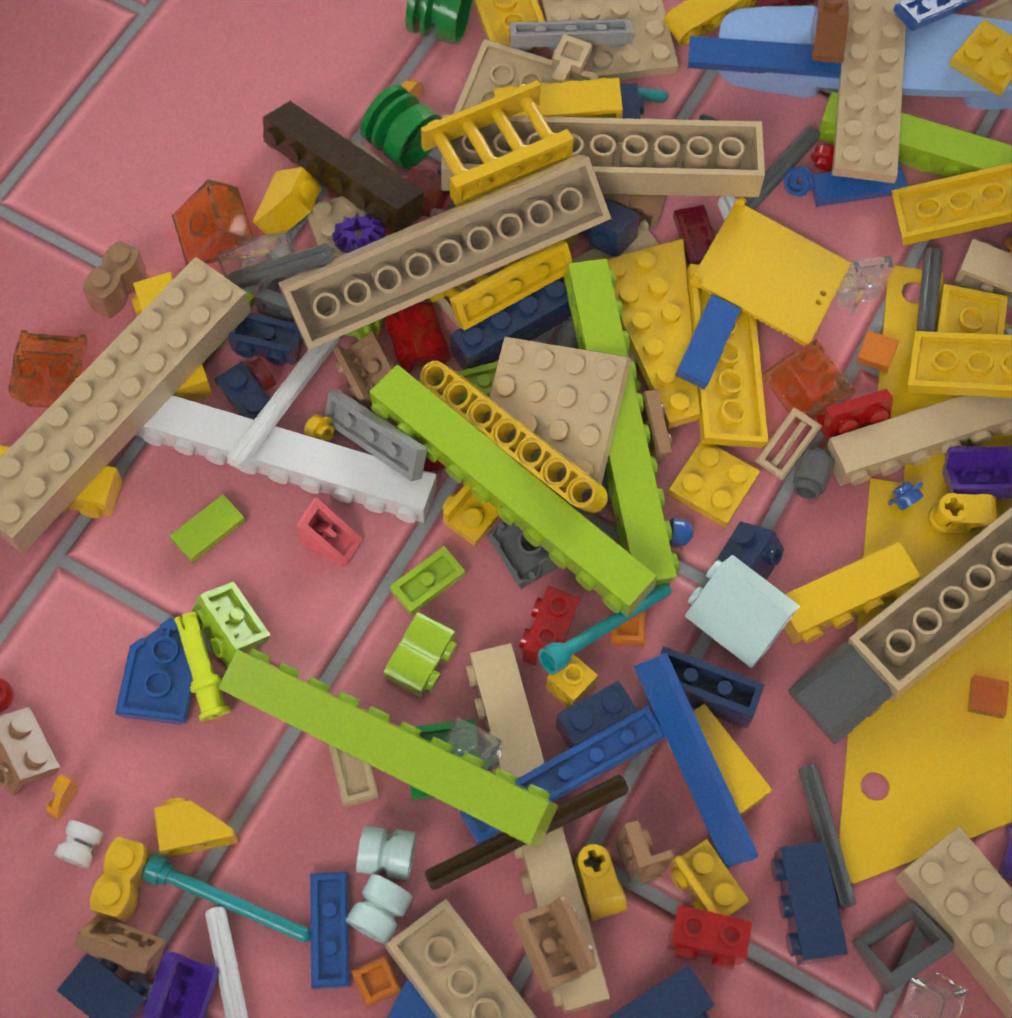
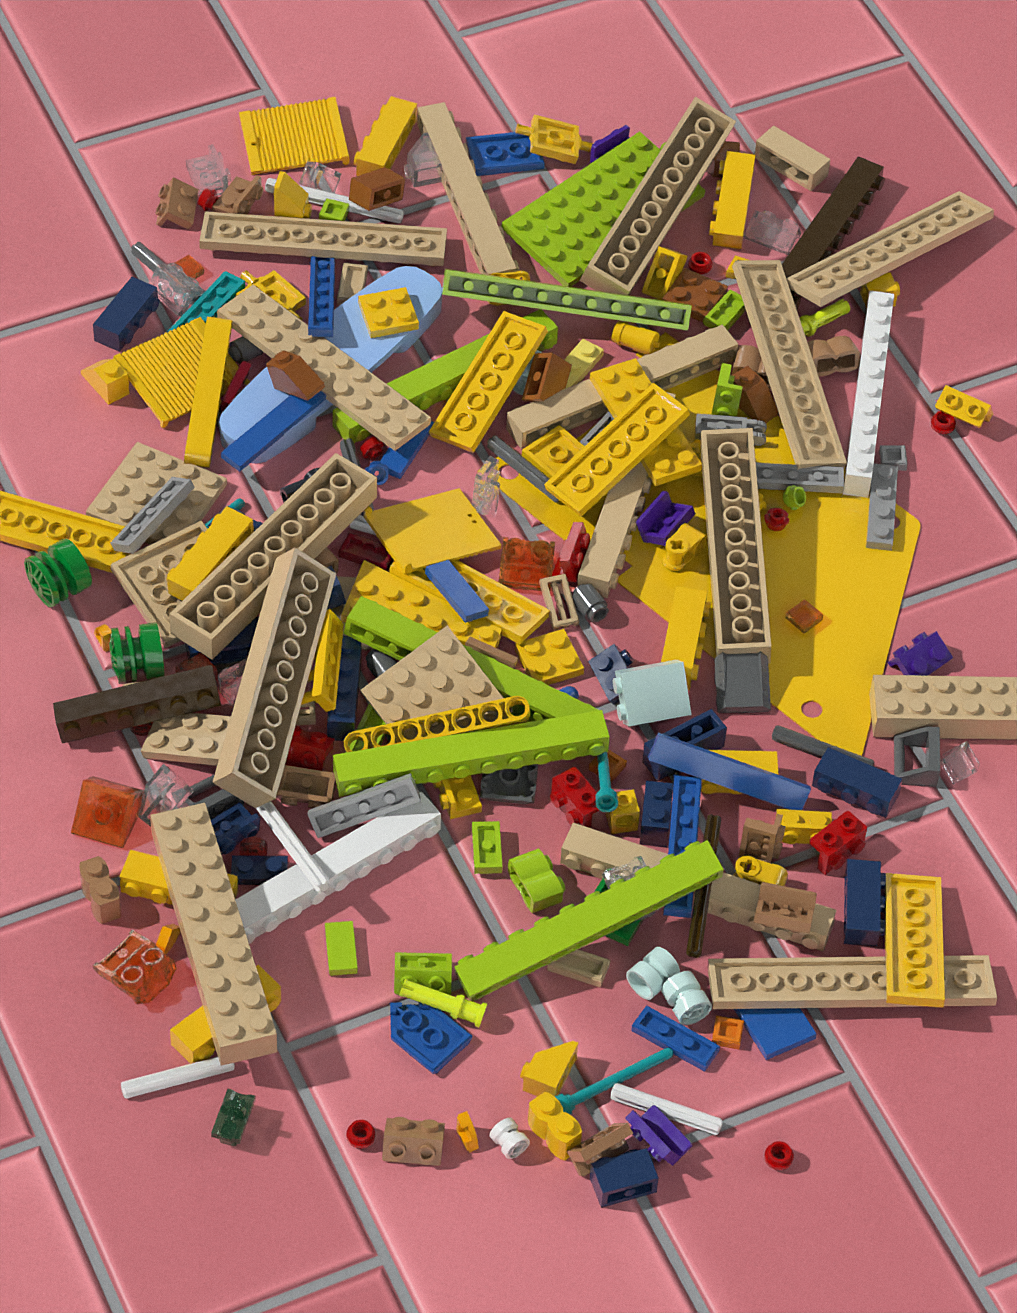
camera: 55 degrees left, 15 degrees down
(282, 266) = (200, 771): dark grey axle -> none
(287, 200) = (131, 753): yellow slope -> none
(319, 428) = (324, 839): yellow plate -> none
(327, 533) = (405, 881): coral slope -> none
(345, 237) = (207, 731): dark purple gear -> none
(502, 170) = (247, 608): yellow fence -> none
(570, 57) = (179, 524): tan plate -> none
(877, 351) = (534, 516): orange tile -> none
(906, 495) = (645, 566): blue plate -> none

